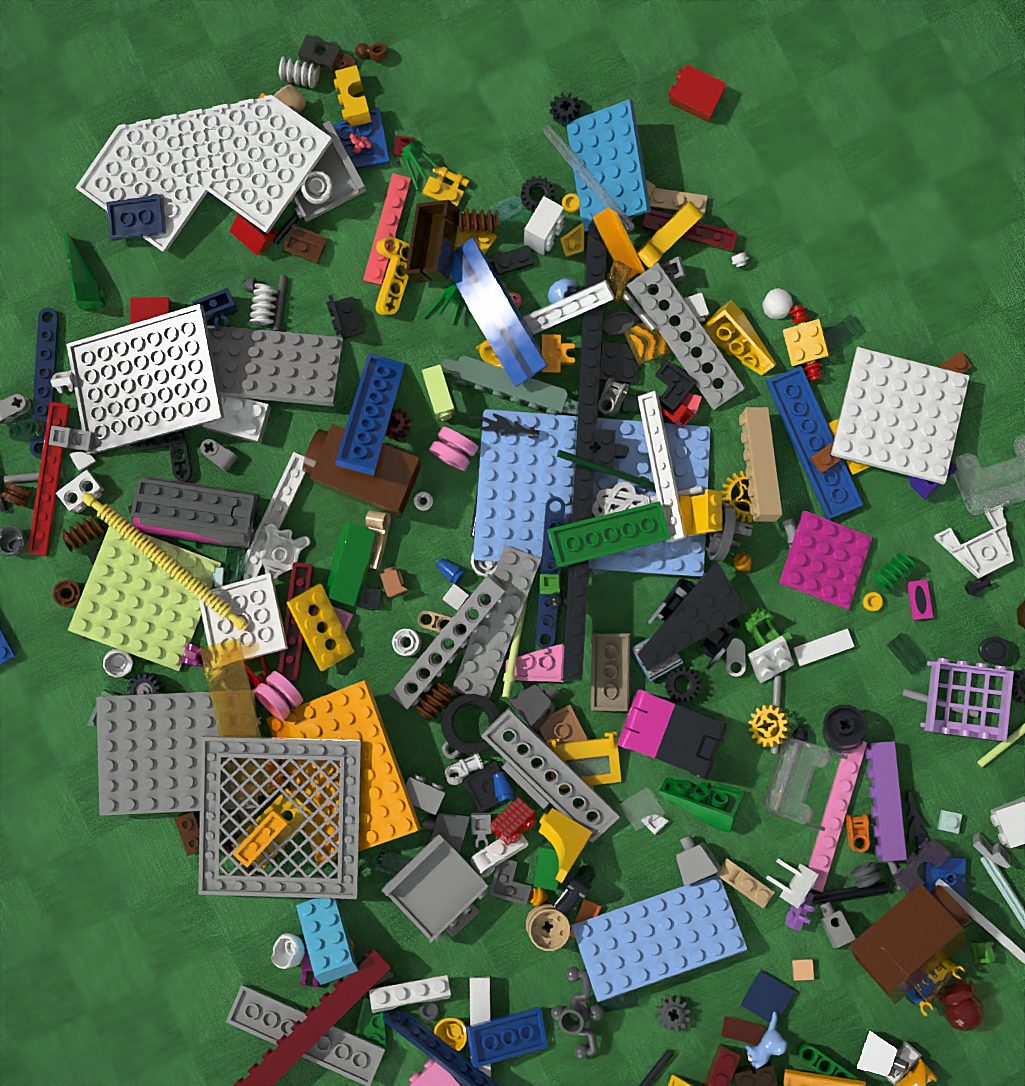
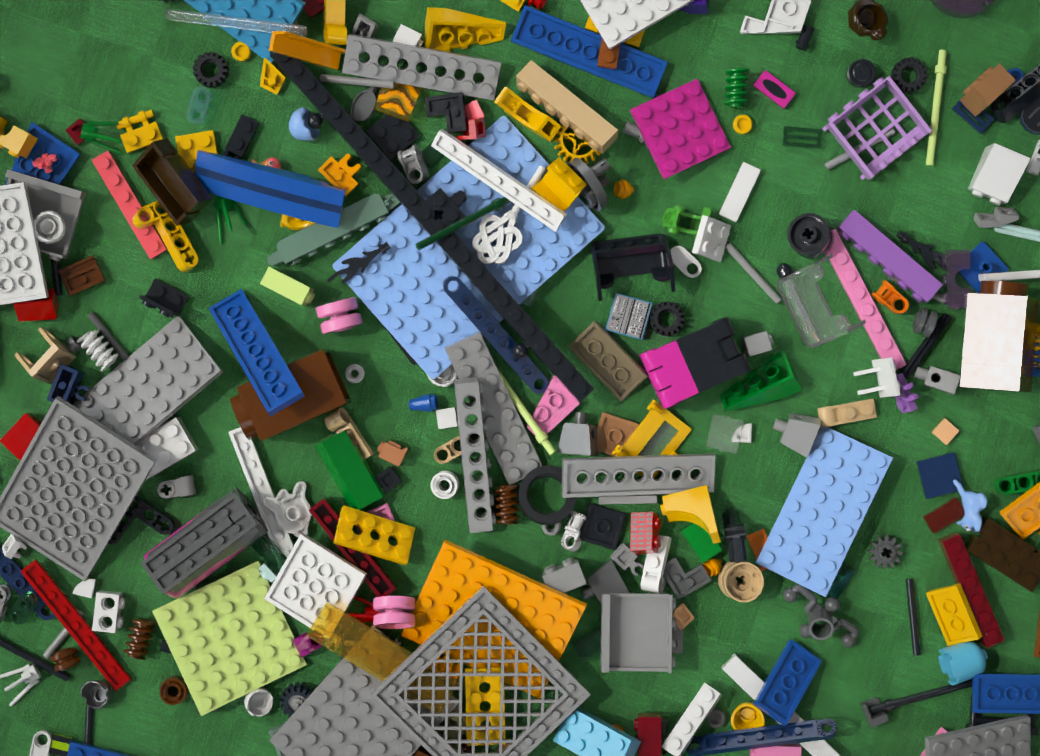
camera: 40 degrees left, 5 degrees up
(71, 438) = (62, 581): light grey slope -> none
(133, 535) = (199, 602): light yellow hose -> none
(219, 279) = (48, 365): none -> tan hose
(260, 838) = (482, 721): light orange plate -> none
(400, 429) = (285, 334): dark red gear -> none
(478, 221) = (189, 133): reddish brown piece -> none
(479, 910) = (682, 616): none -> light nougat tile
(502, 788) = (613, 517): blue cone -> none
(543, 226) = (239, 90): white brick -> none
(549, 583) = (503, 344): bright green tile -> none
(569, 307) = (318, 132): white plate -> none
(608, 534) = (510, 268): green plate -> none
(618, 280) = (333, 76): clear yellow tile -> none
(699, 613) = (629, 258): black wing -> none
(725, 442) = (527, 115): none -> yellow arch
(730, 766) = (757, 343): none -> light grey brick
(775, 732) = (765, 289): yellow gear -> none
(949, 821) = (947, 226): light aqua plate -> none

